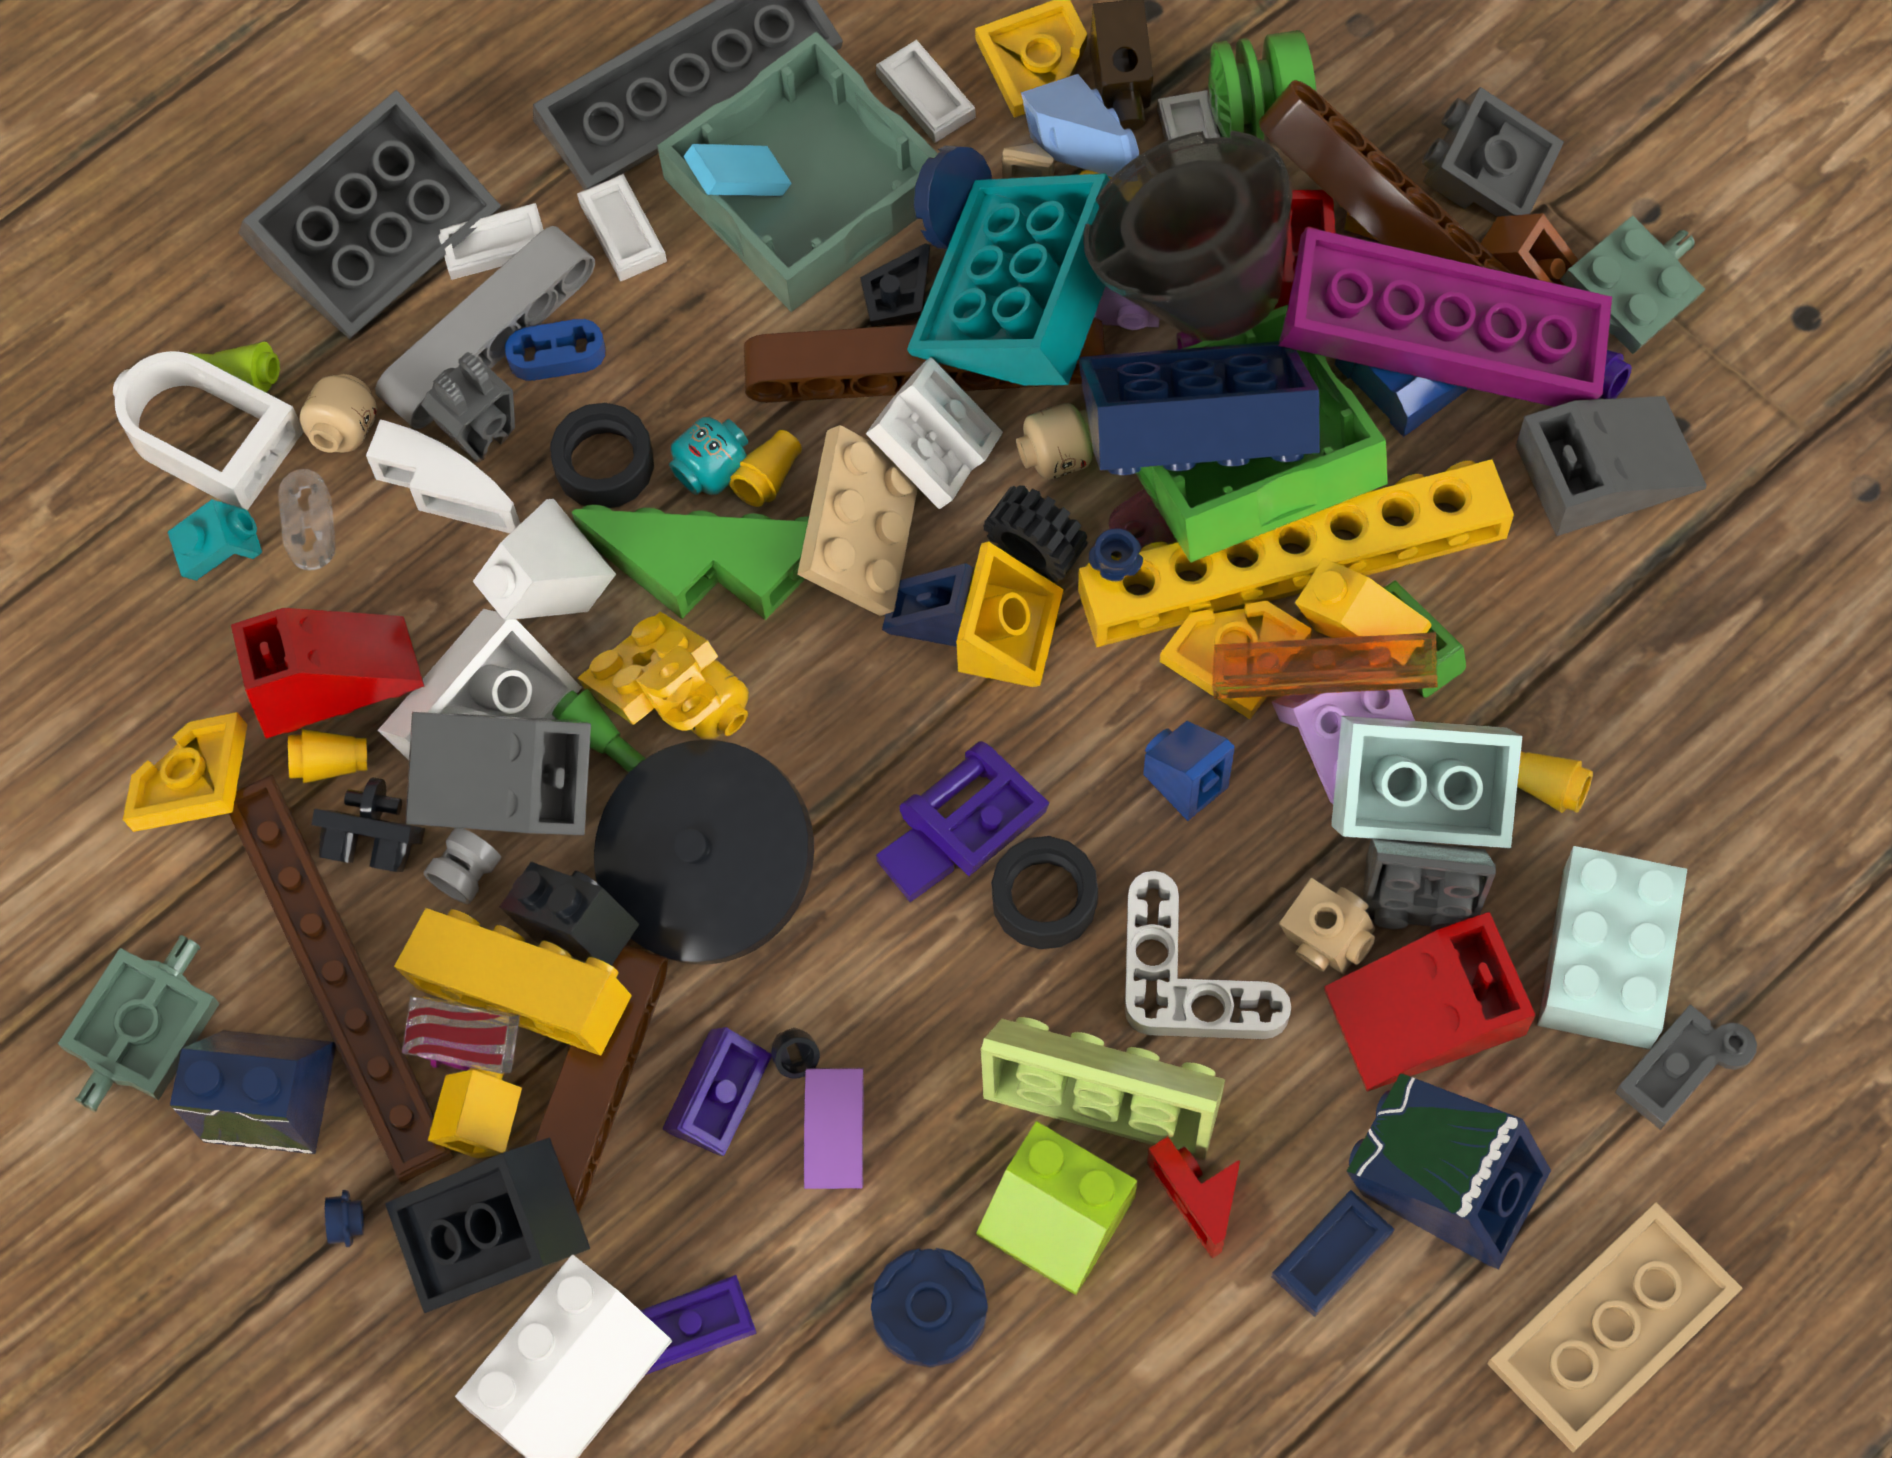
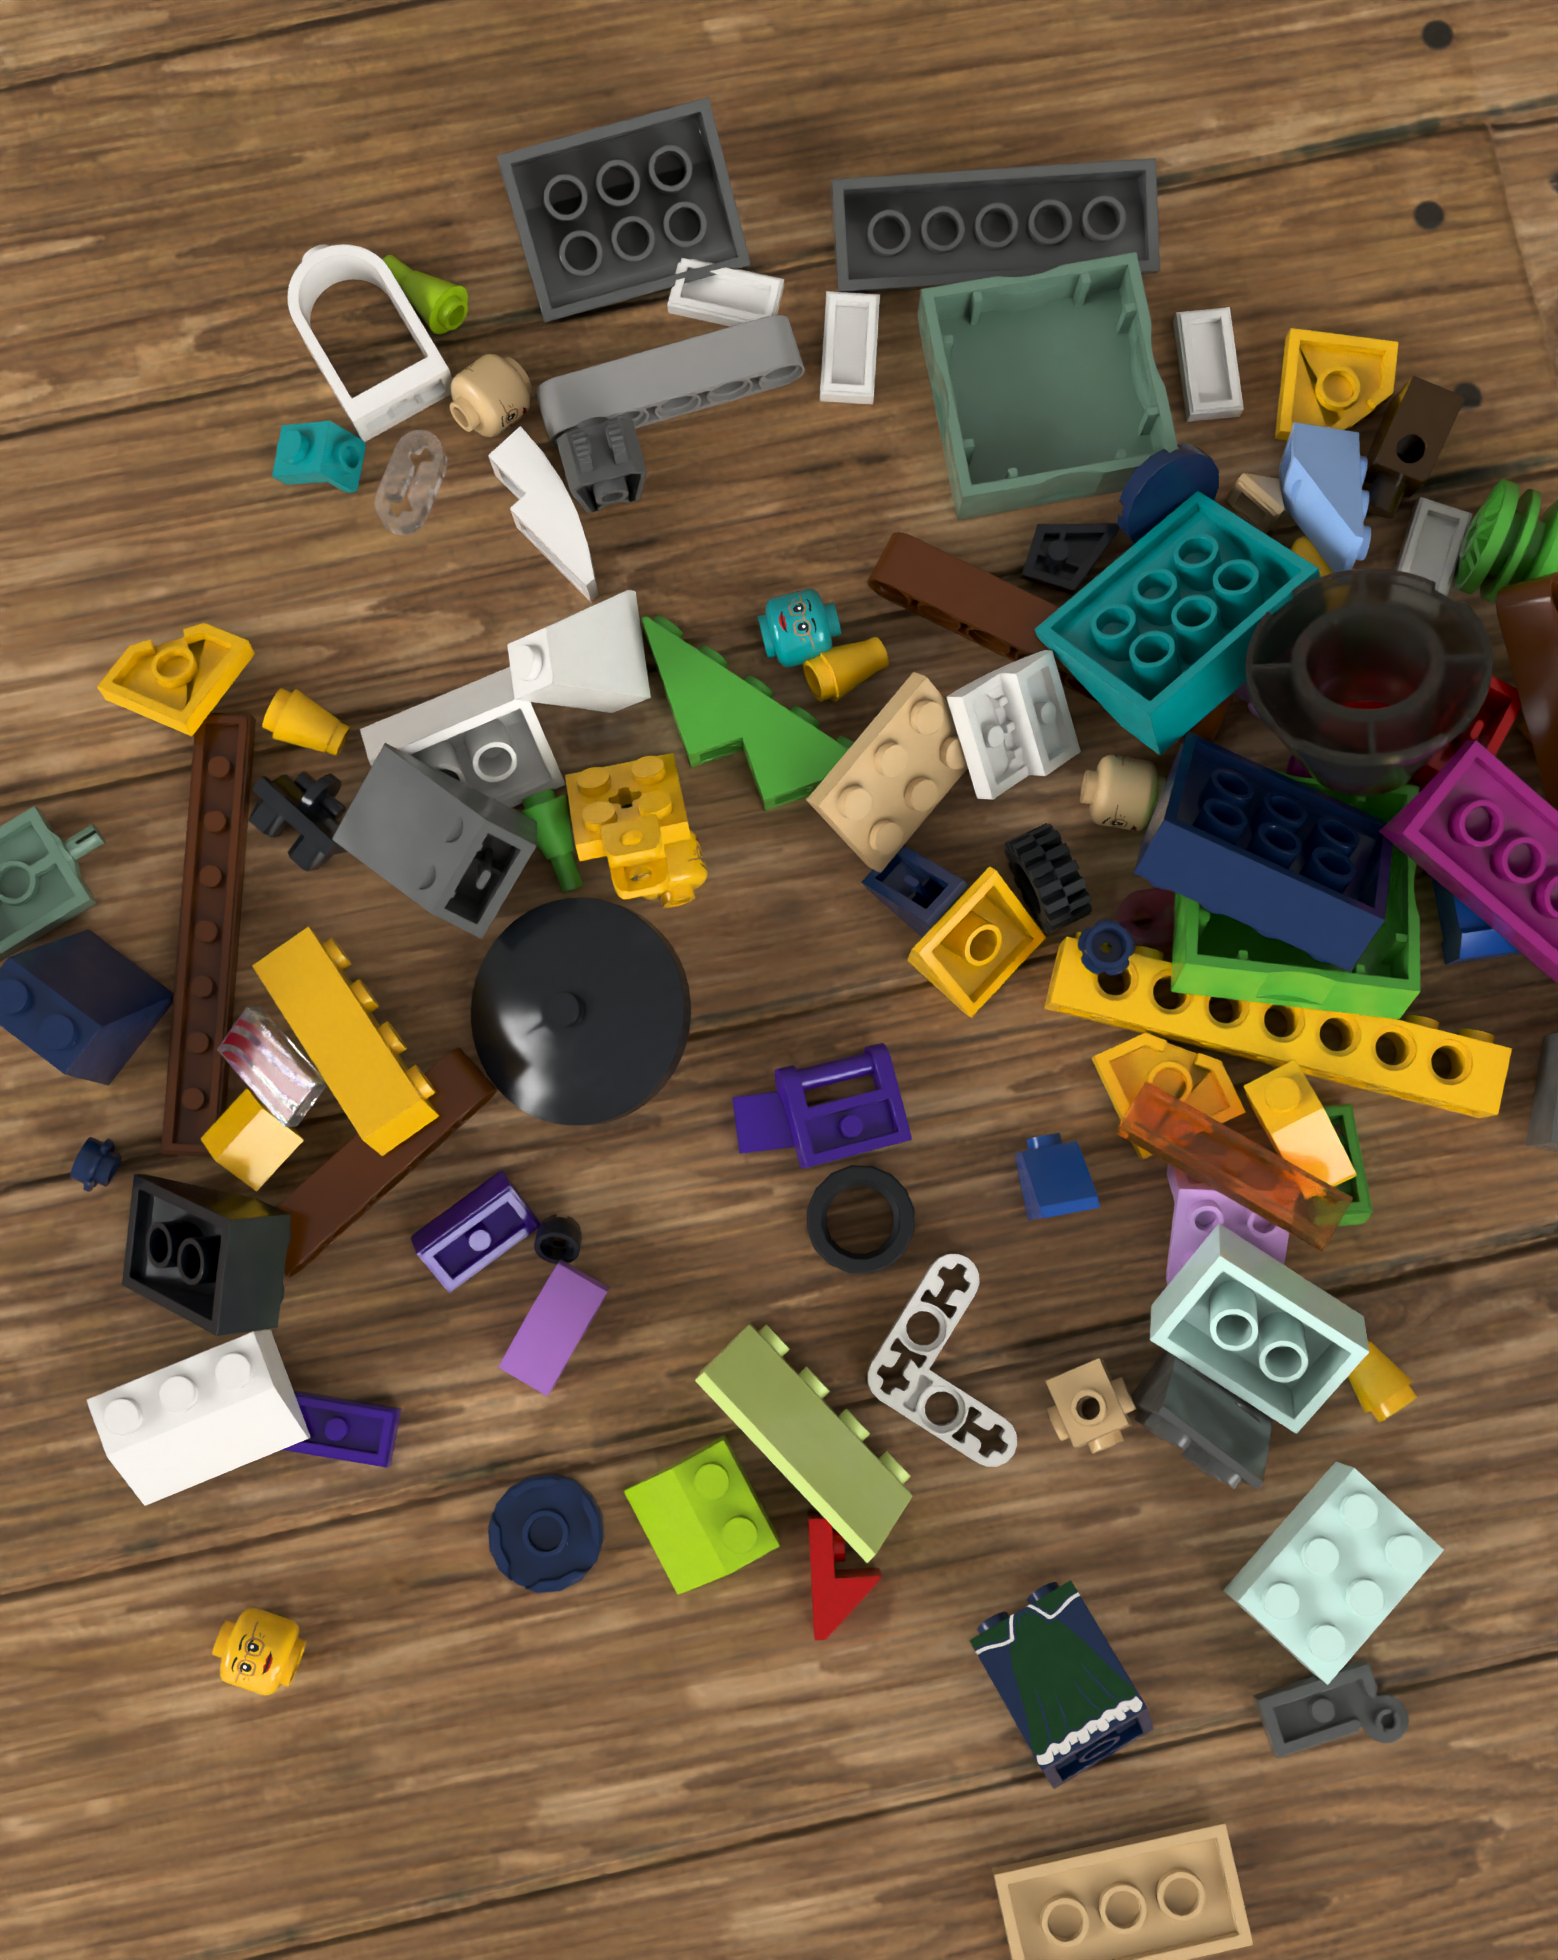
camera: 25 degrees right, 15 degrees up
(321, 664) = (342, 639): red slope -> none
(462, 865) = (378, 893): light grey wheel -> none
(555, 349) = (725, 427): blue beam -> none
(569, 913) = (427, 1007): black brick -> none
(594, 420) = (704, 529): black tyre -> none
(737, 170) = (982, 354): medium azure tile -> none
(1332, 1253) = (918, 1691): dark blue tile -> none
(1431, 1002) = (1138, 1528): red slope -> none

